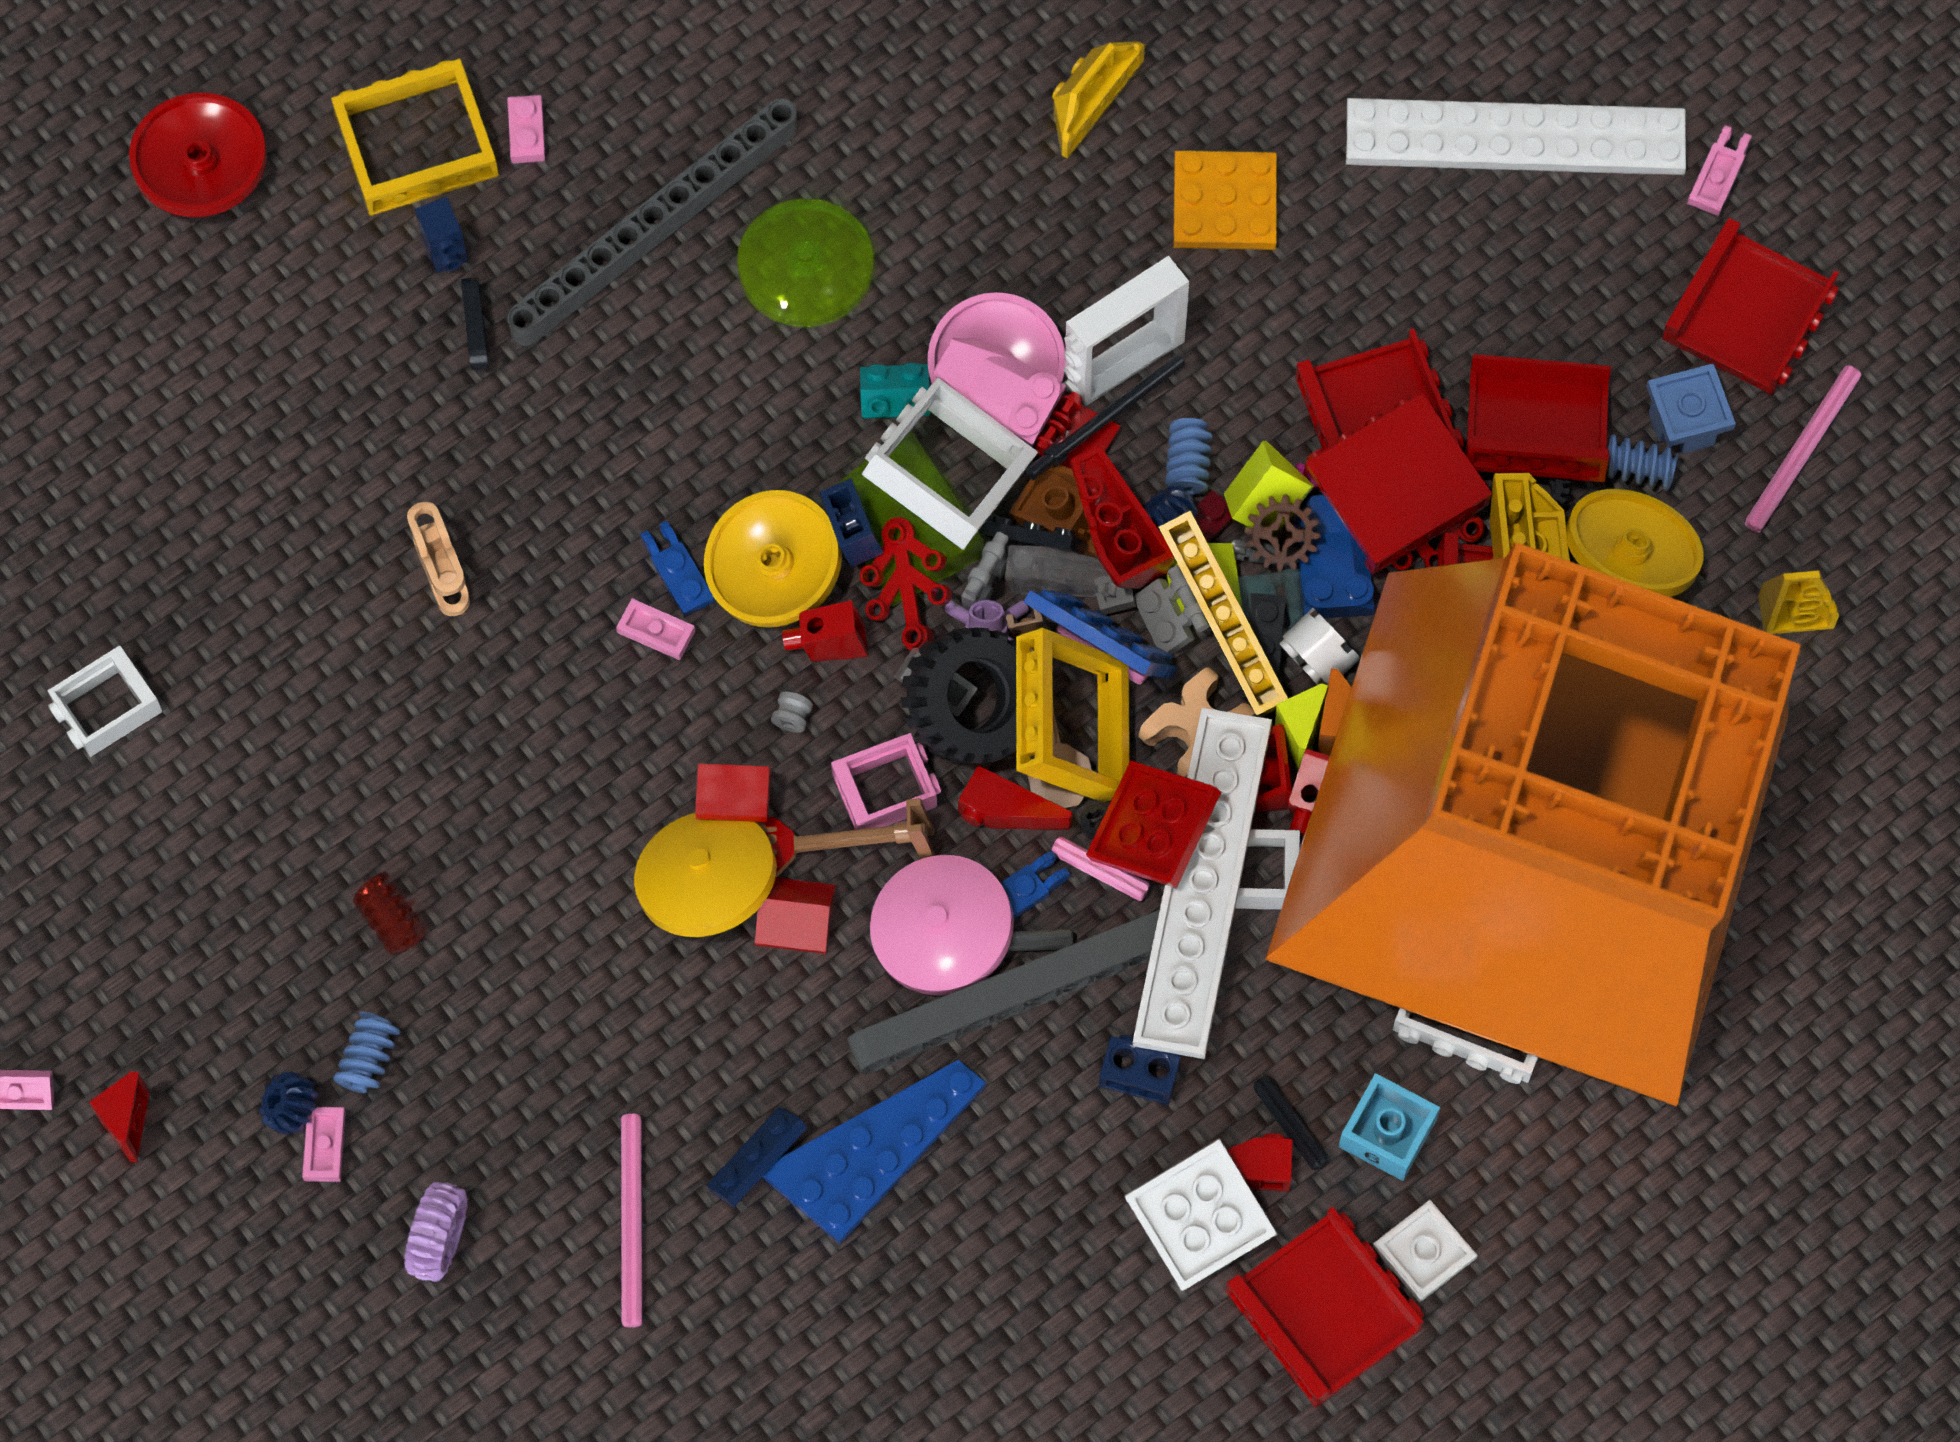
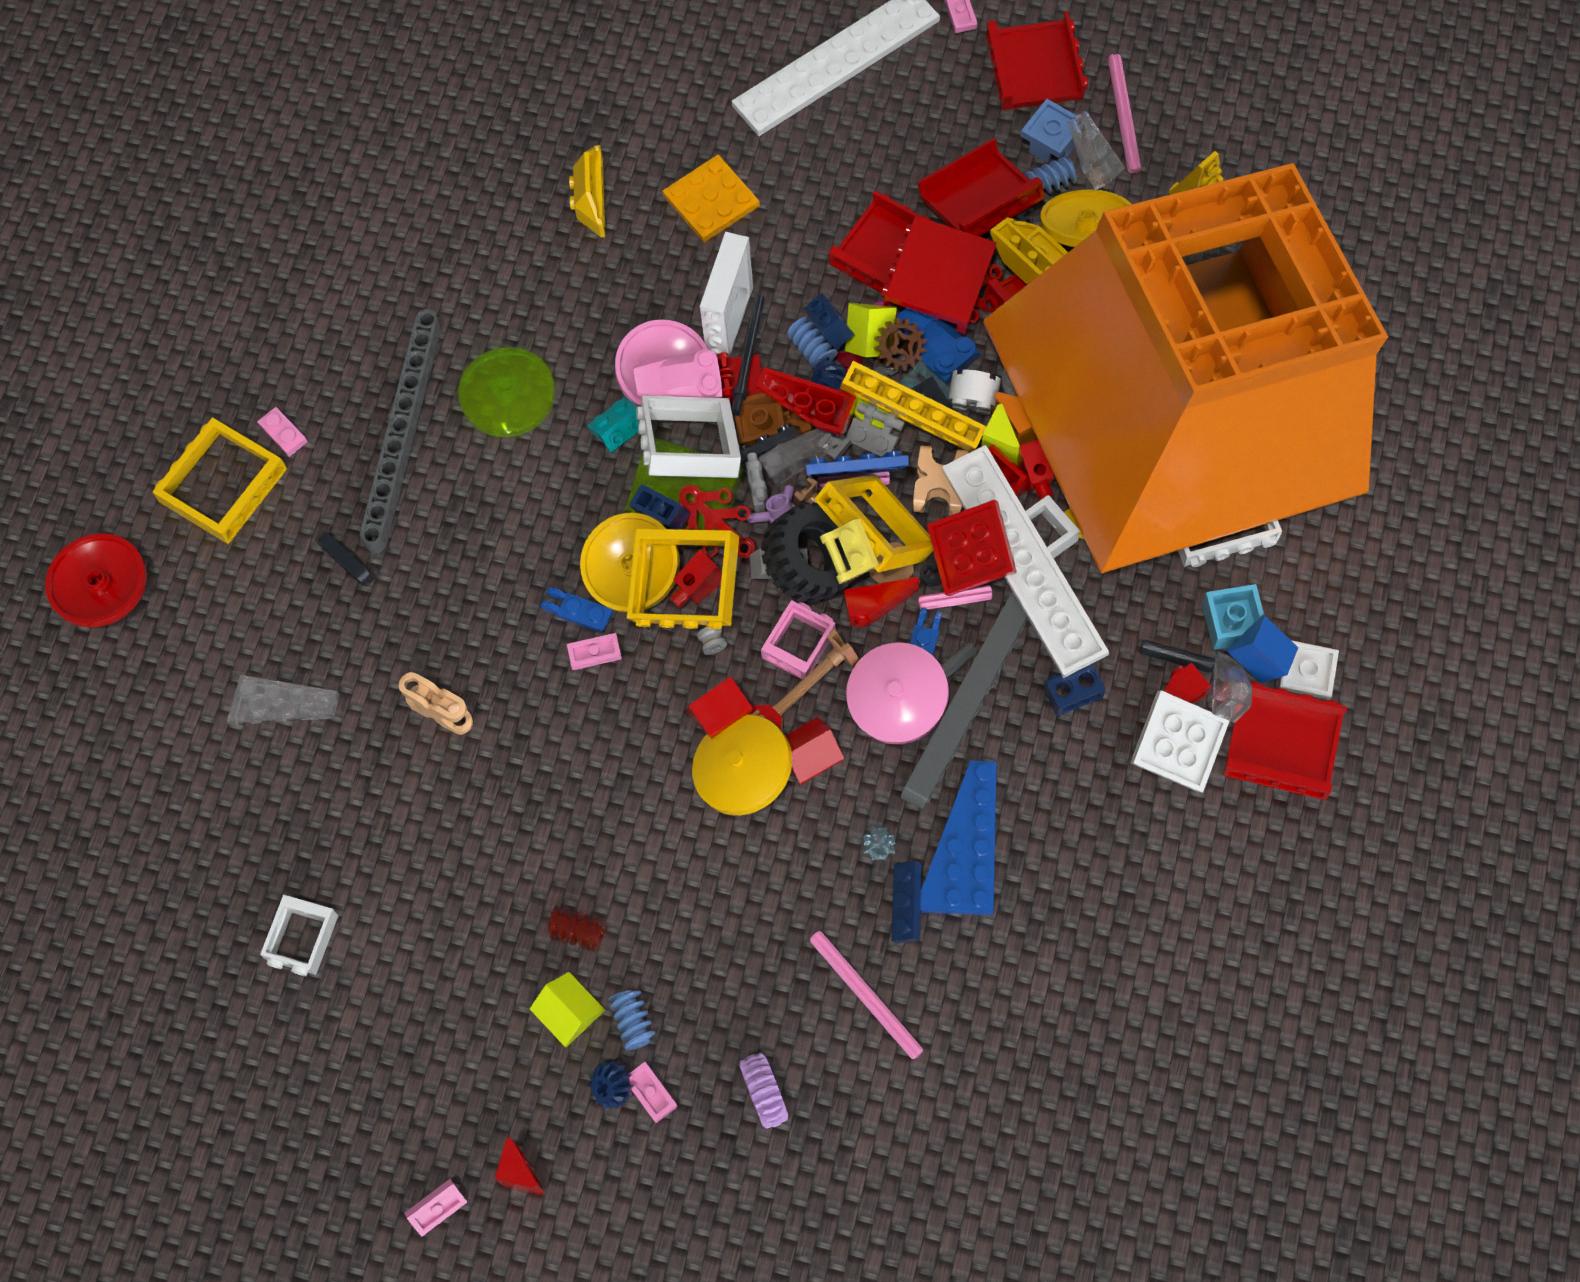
camera: 35 degrees left, 0 degrees up
(279, 428) = (275, 700): none -> clear wing
(312, 990) = (566, 1008): none -> neon yellow slope
(441, 235) = (284, 522): dark blue brick -> none
(764, 583) = (640, 569): none -> yellow window
(780, 1072) = (879, 844): none -> clear light blue gear
(1013, 725) = (856, 548): none -> light yellow plate
(1225, 445) = (829, 321): none -> dark blue brick
(1310, 1198) = (1231, 689): none -> clear slope
(1386, 1188) = (1264, 651): none -> blue slope
(1709, 479) = (1094, 152): none -> clear slope

